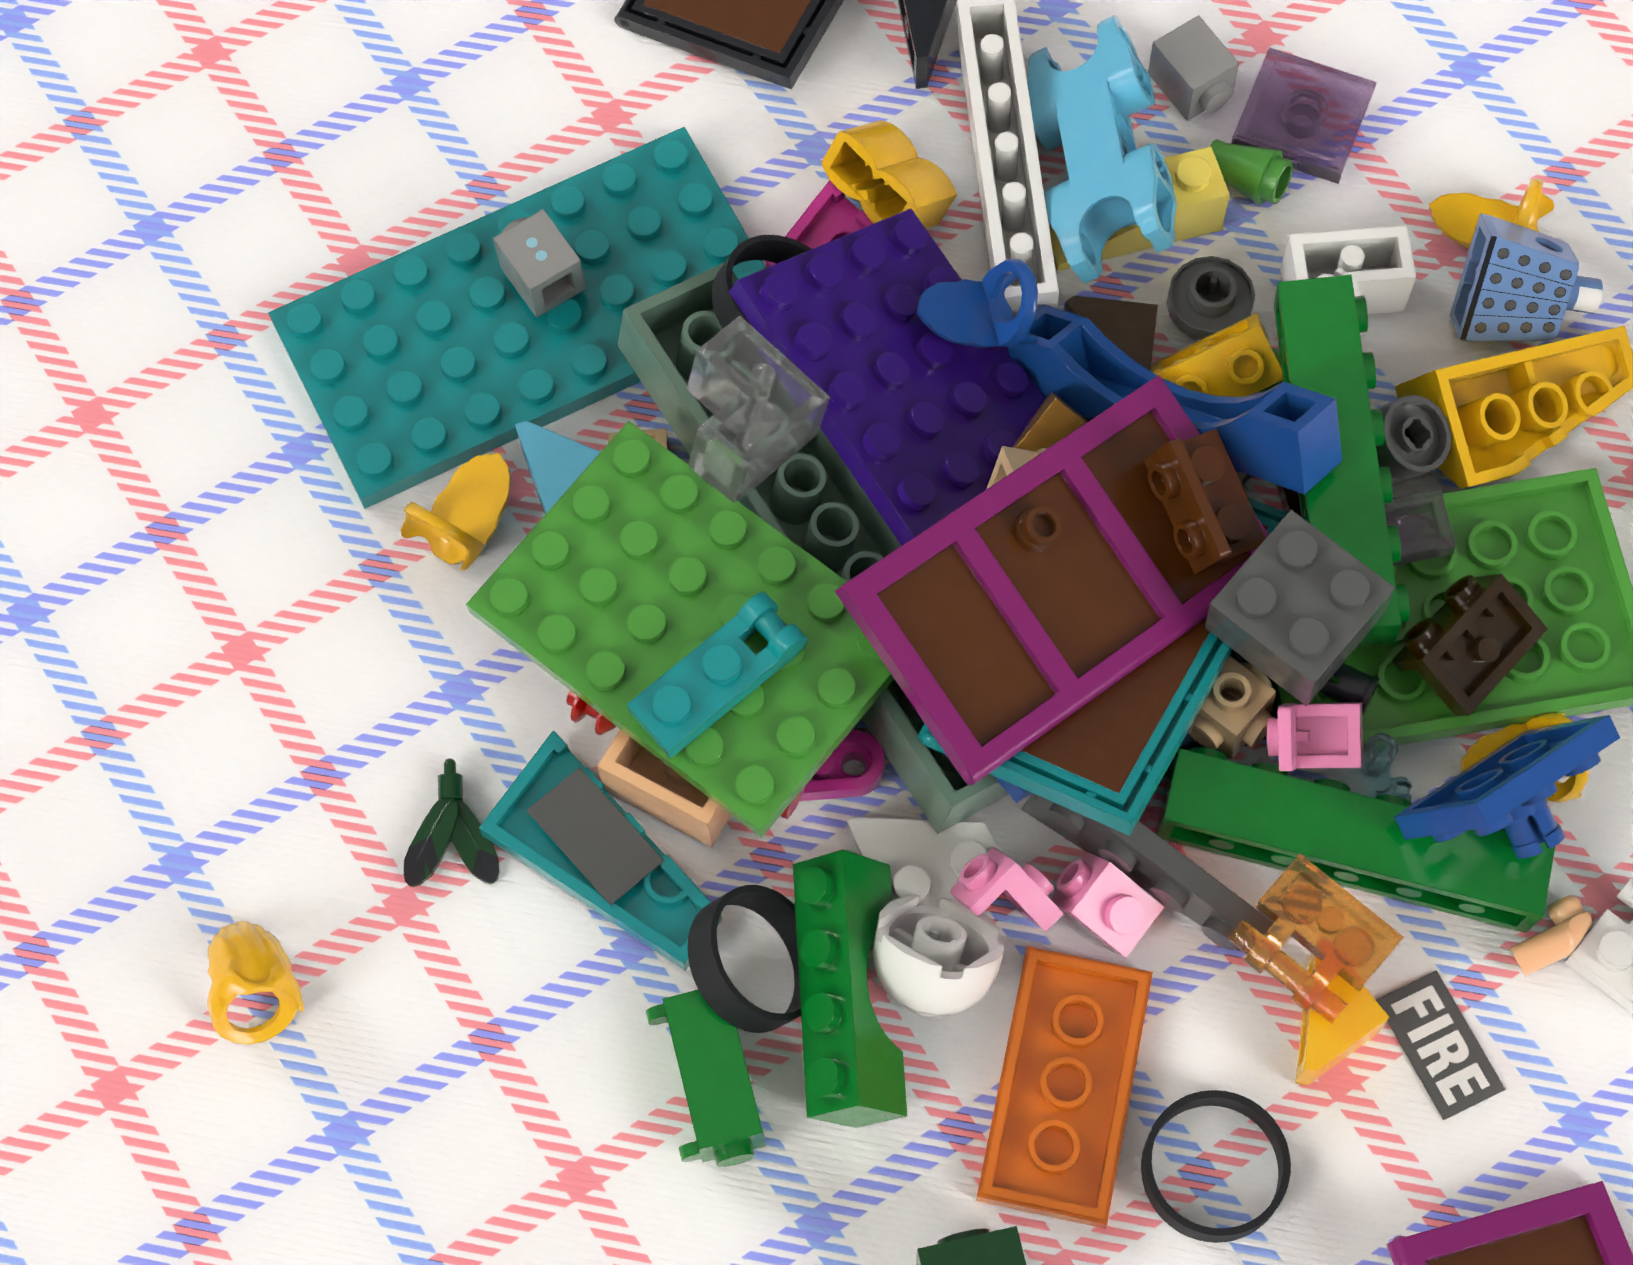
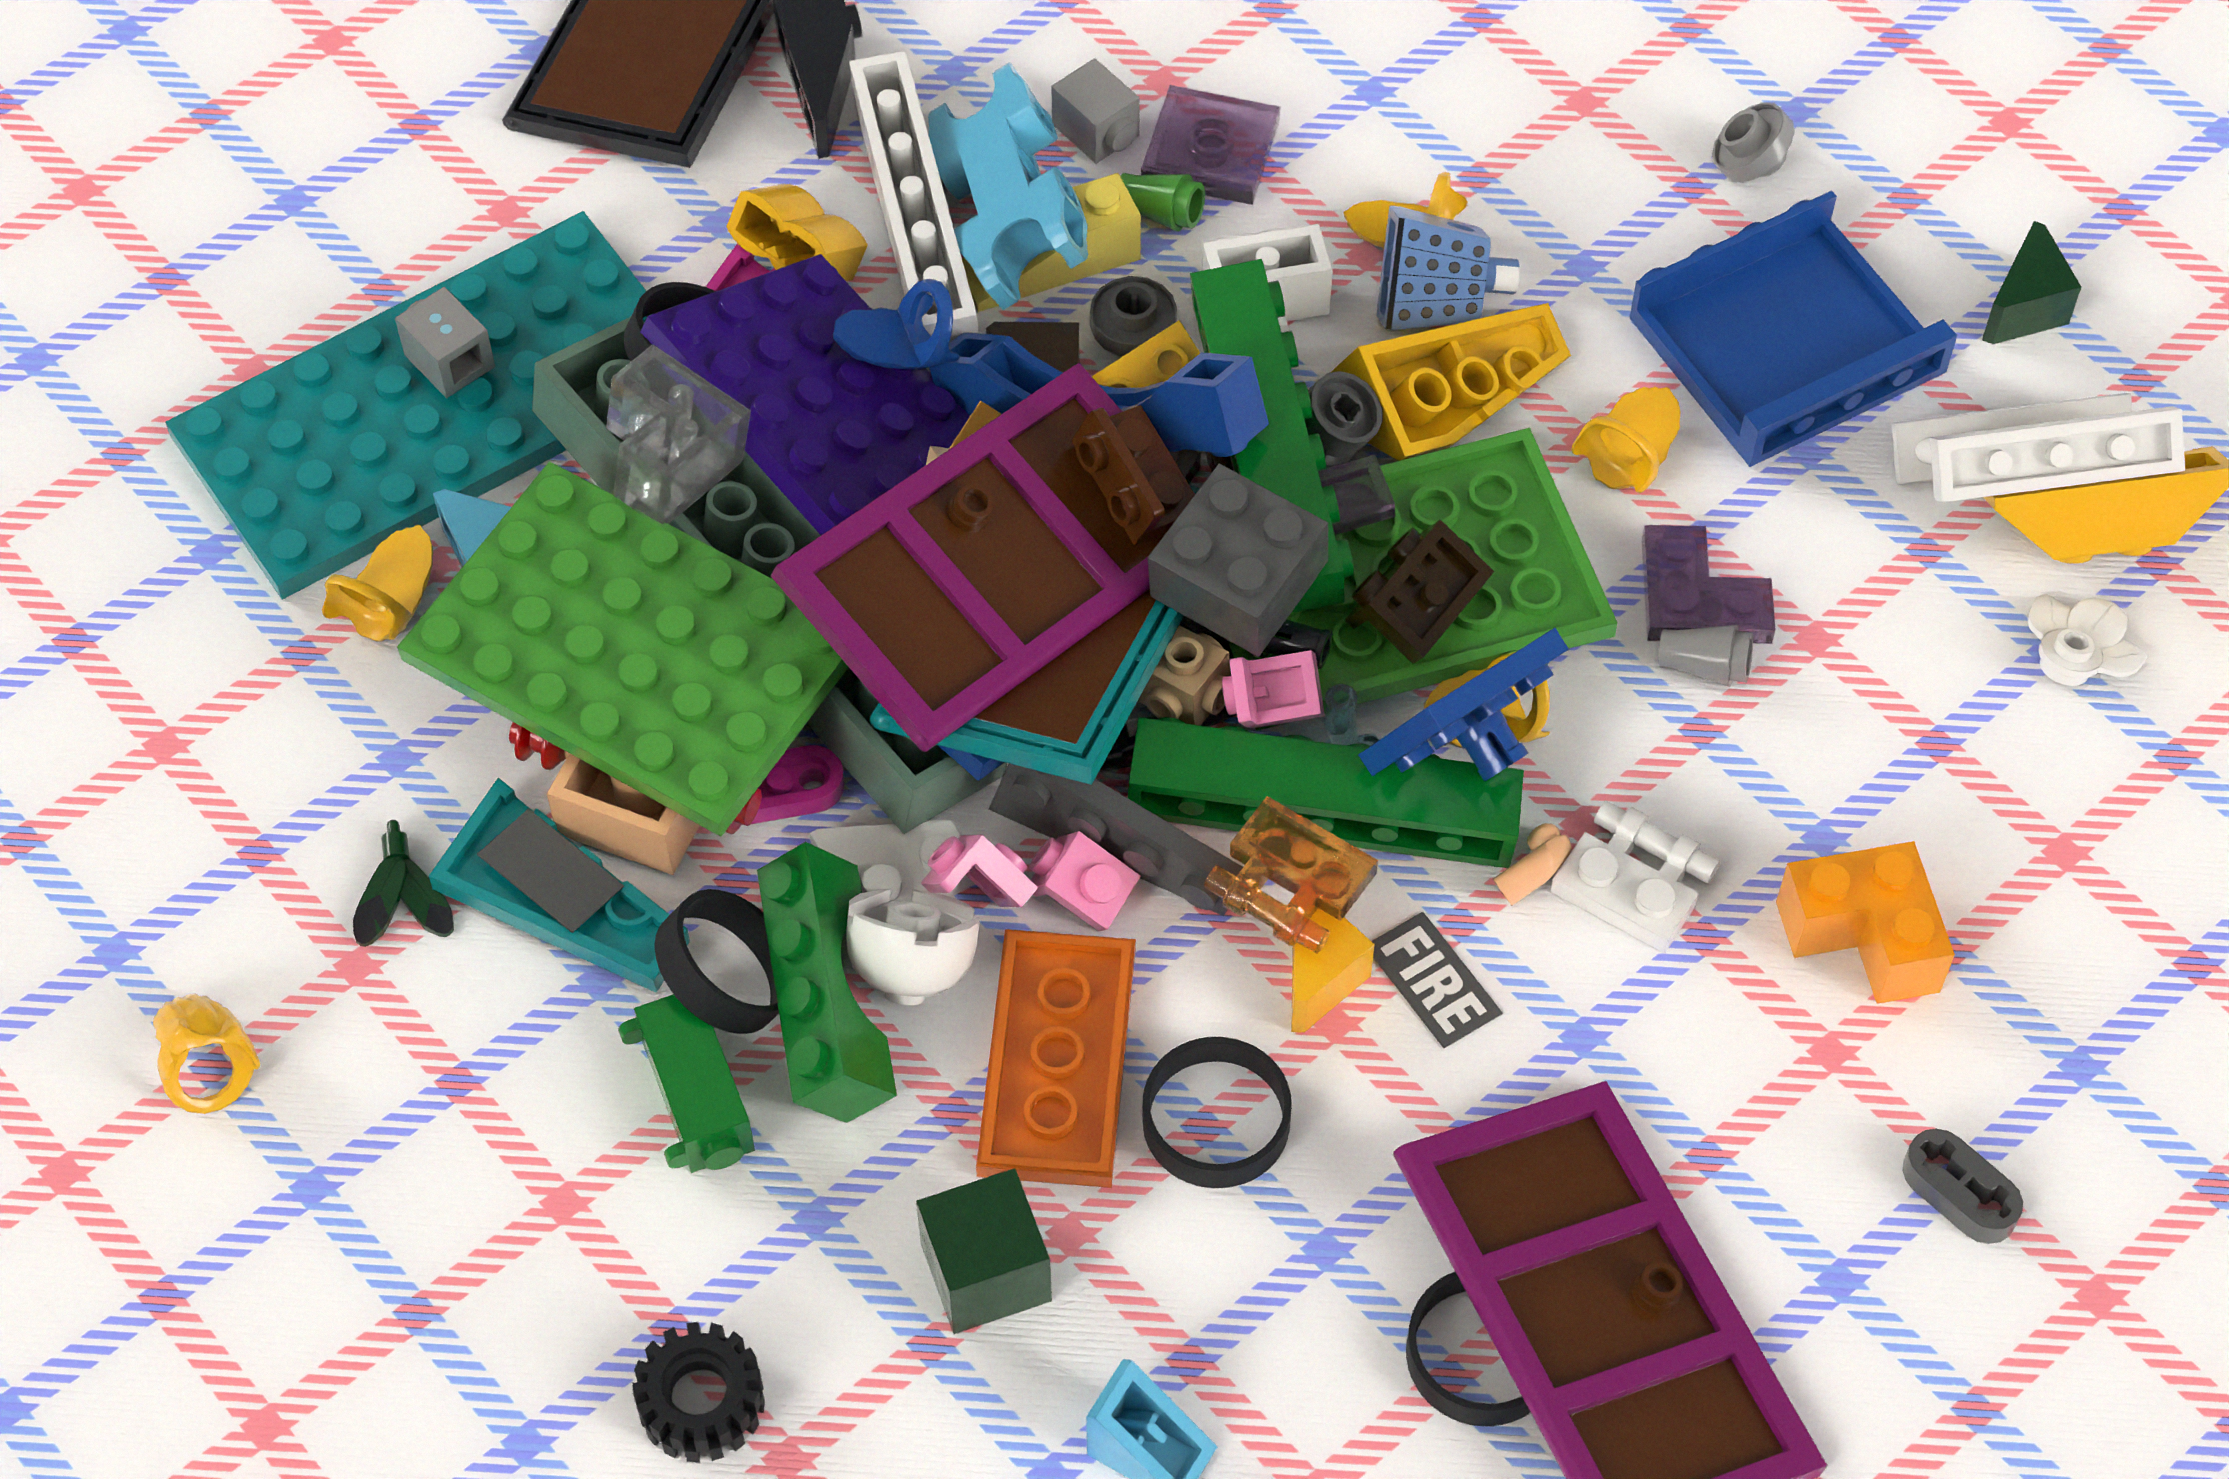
camera: 10 degrees left, 10 degrees down
(716, 675) = (660, 679): teal plate -> none

